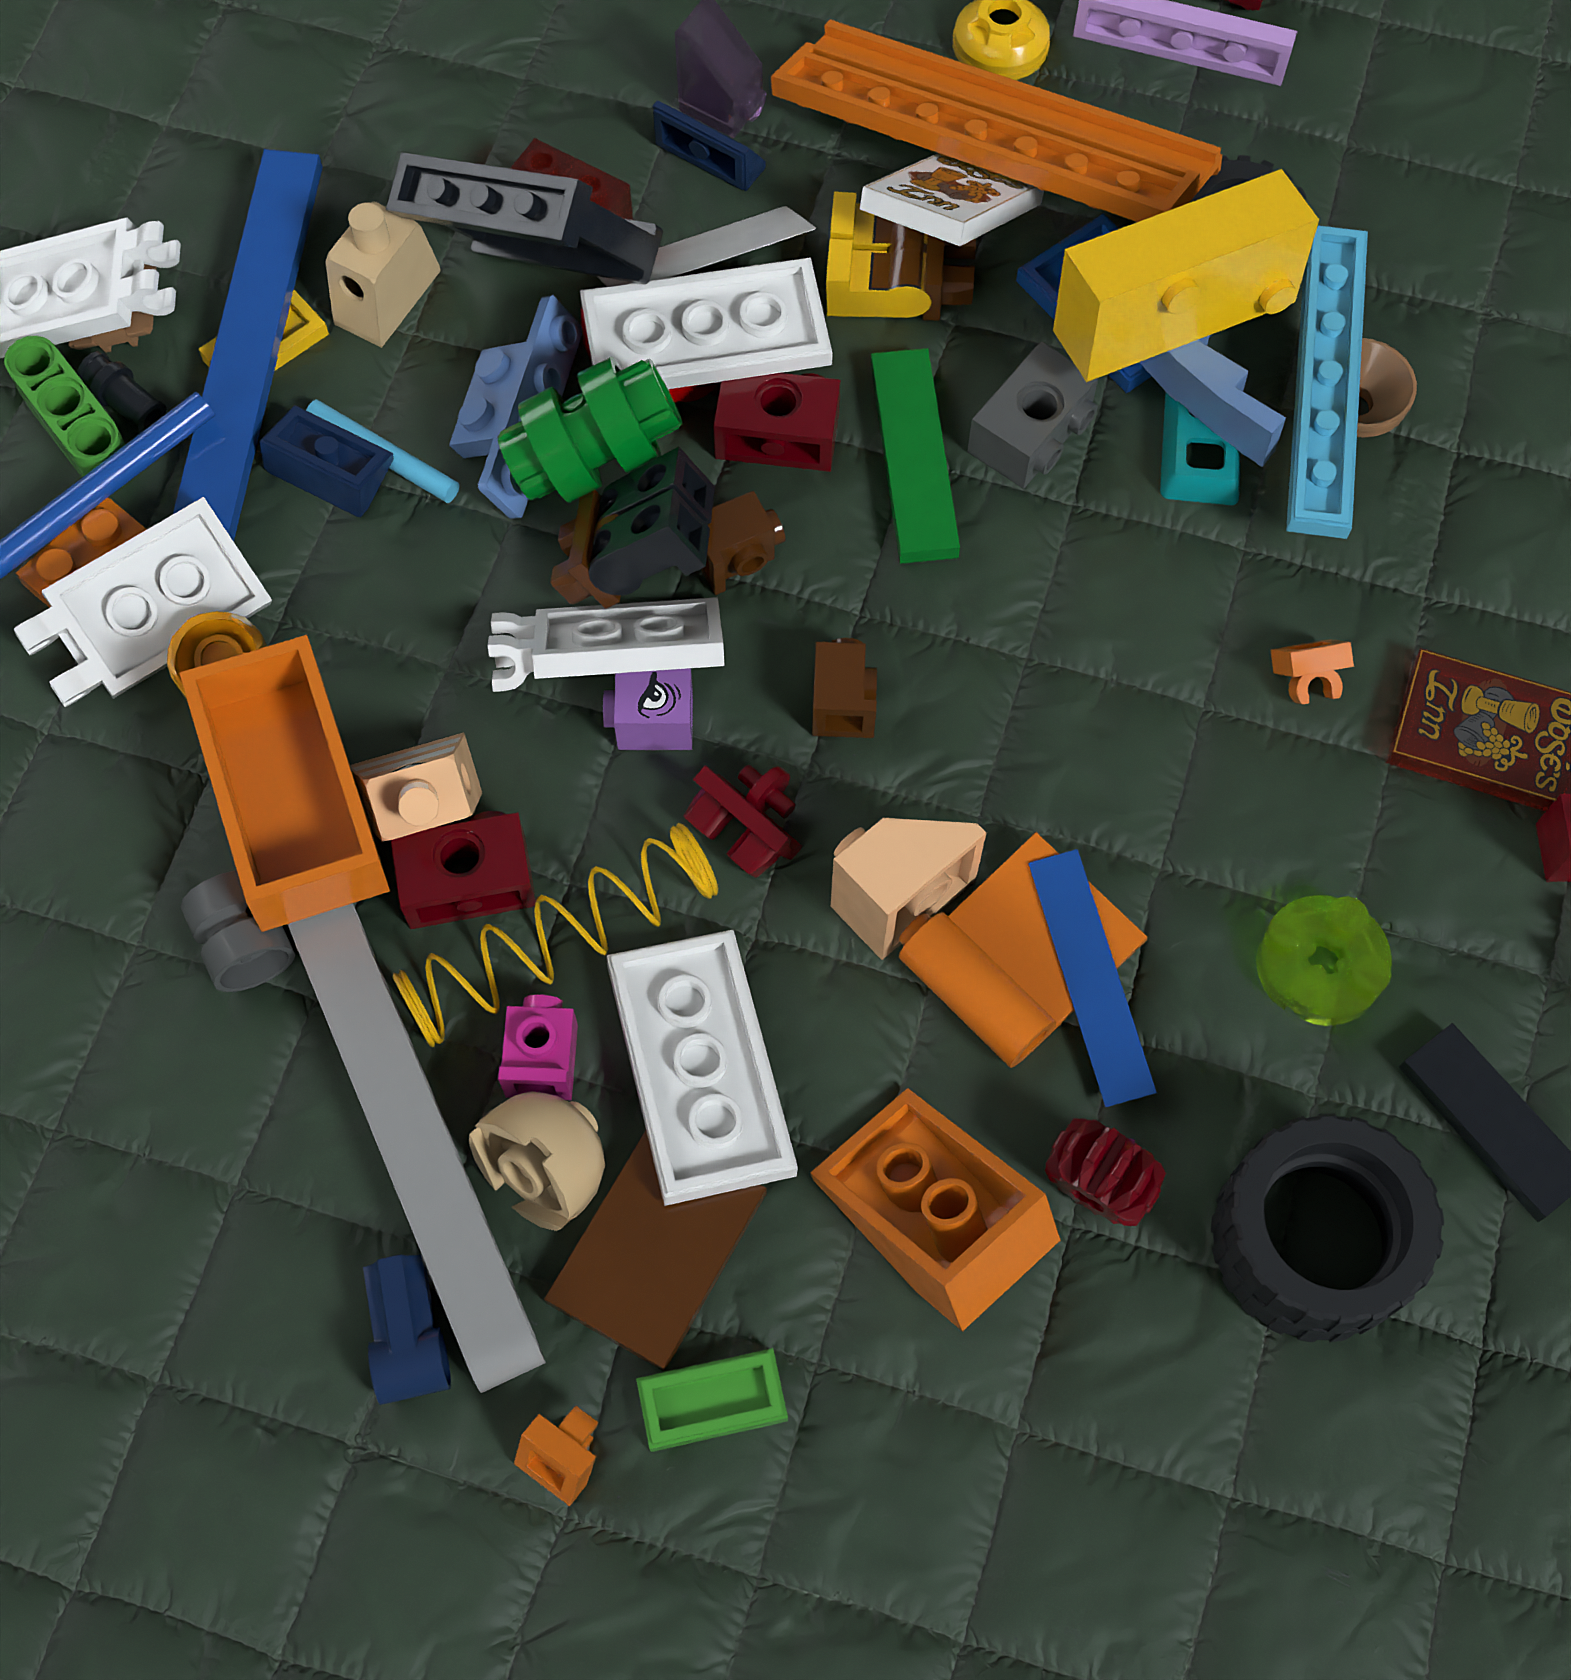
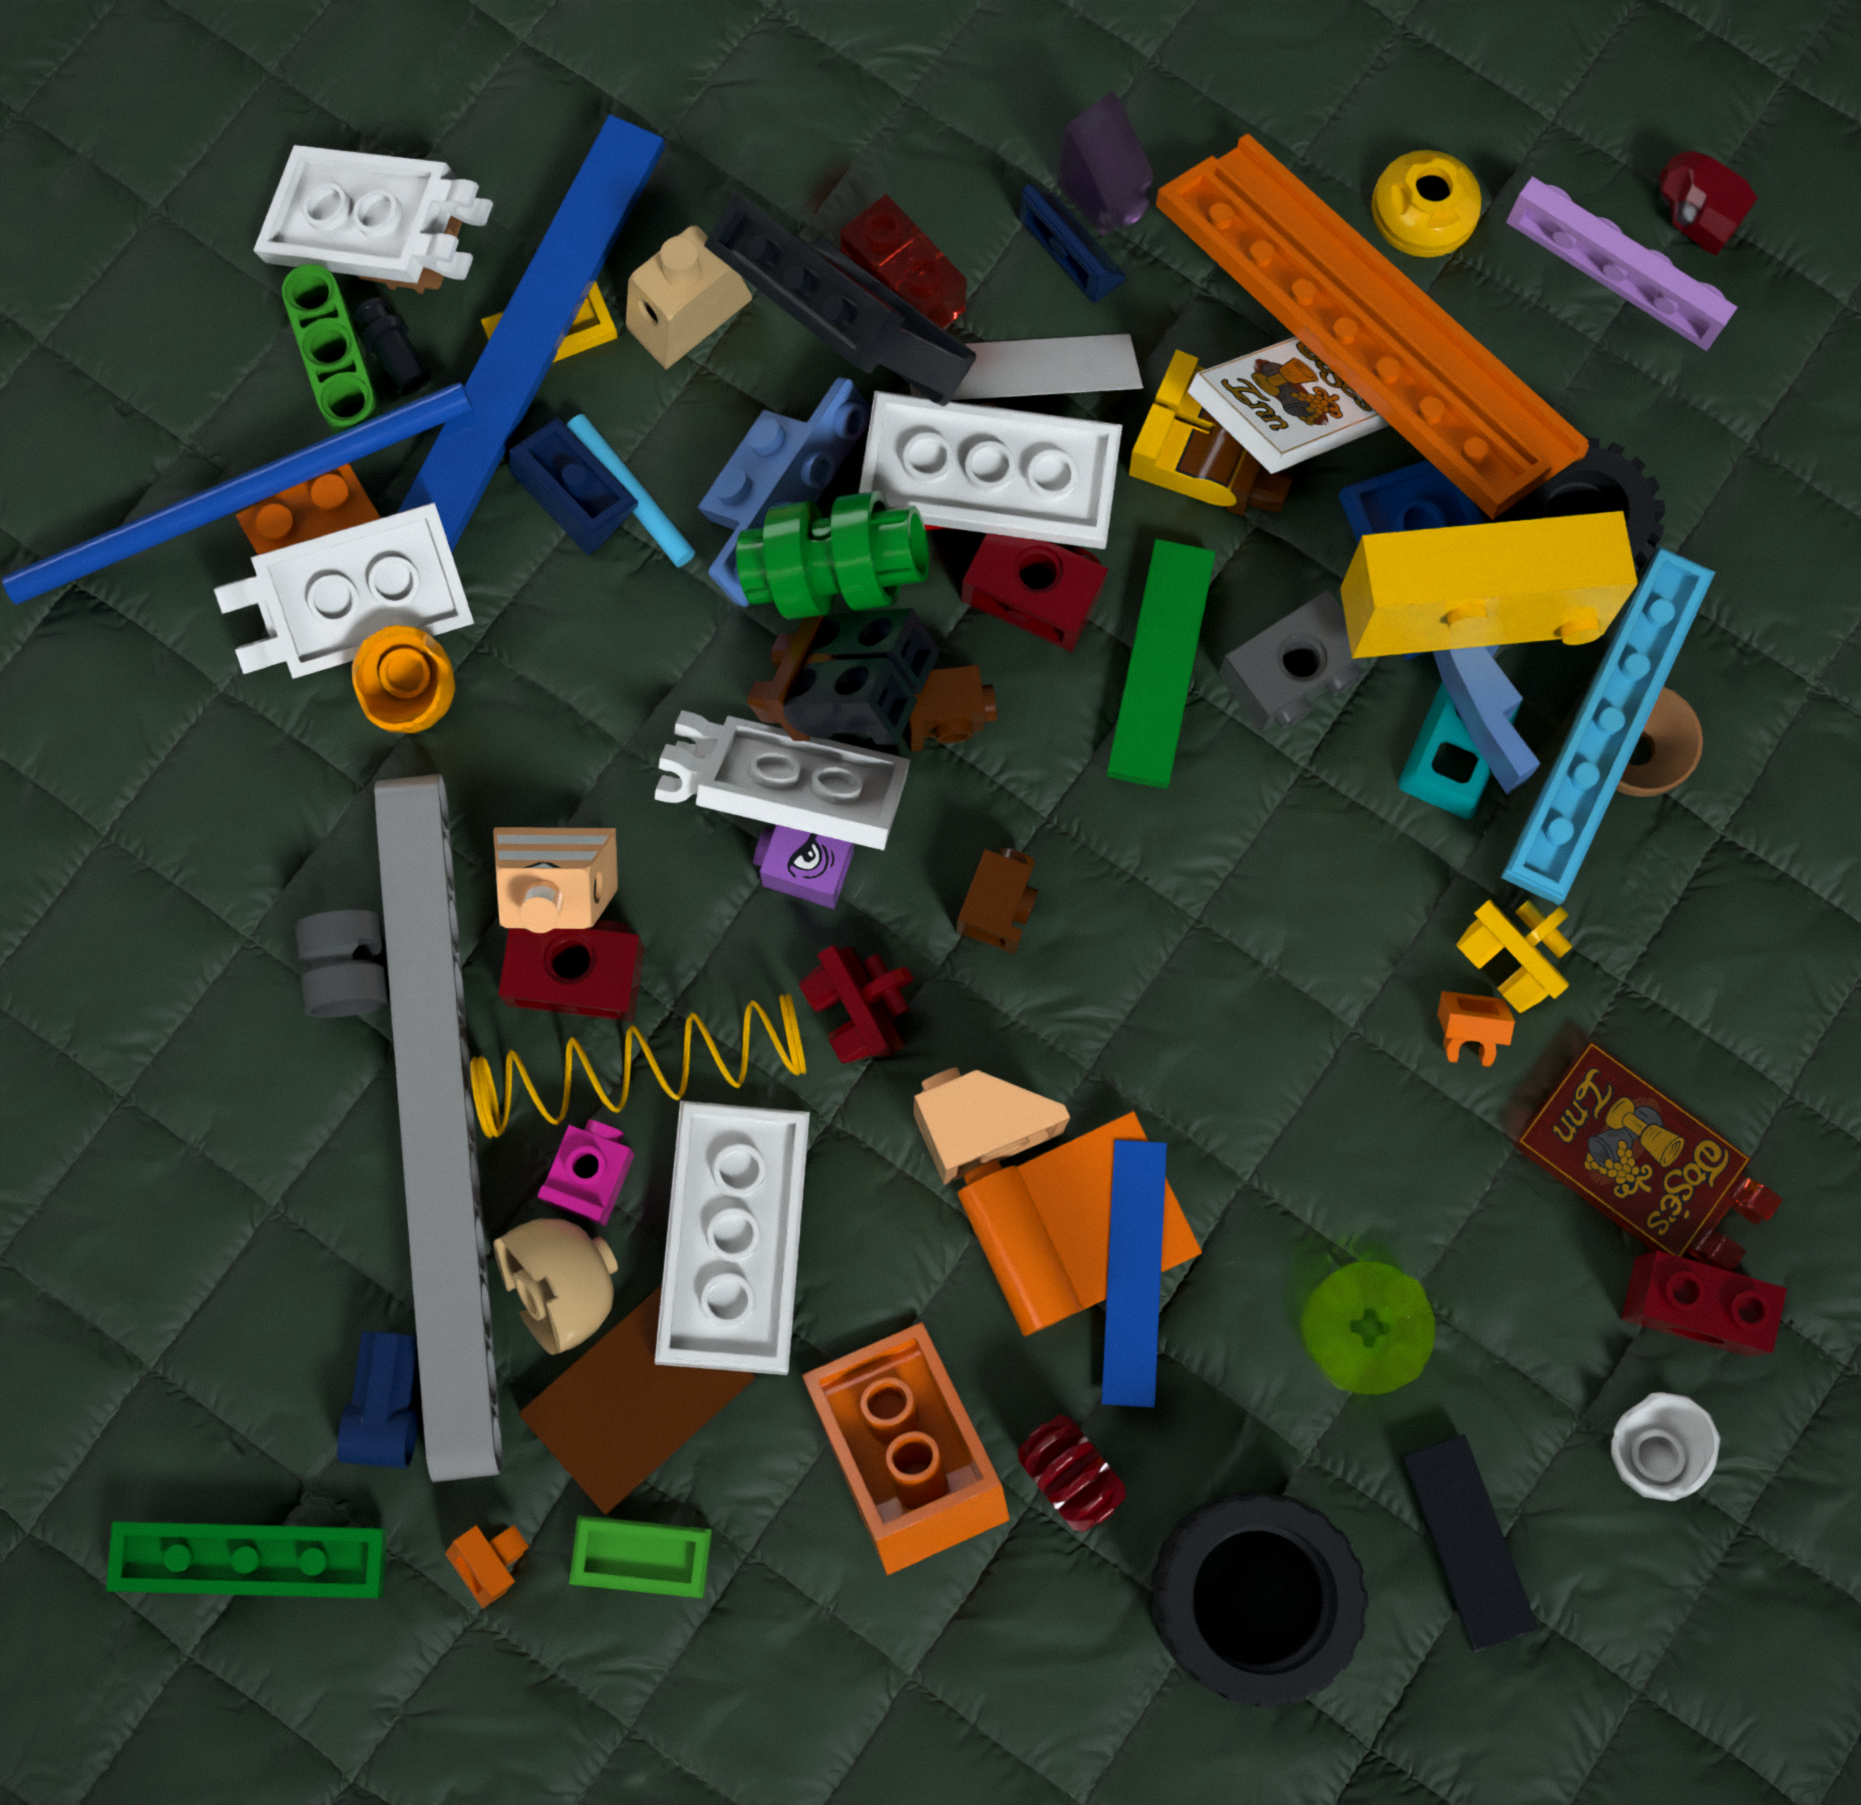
camera: 15 degrees right, 10 degrees up
(283, 783) = (421, 843): orange piece -> none
(311, 1535) = (247, 1559): none -> green plate
(1349, 603) = (1537, 975): none -> yellow hips

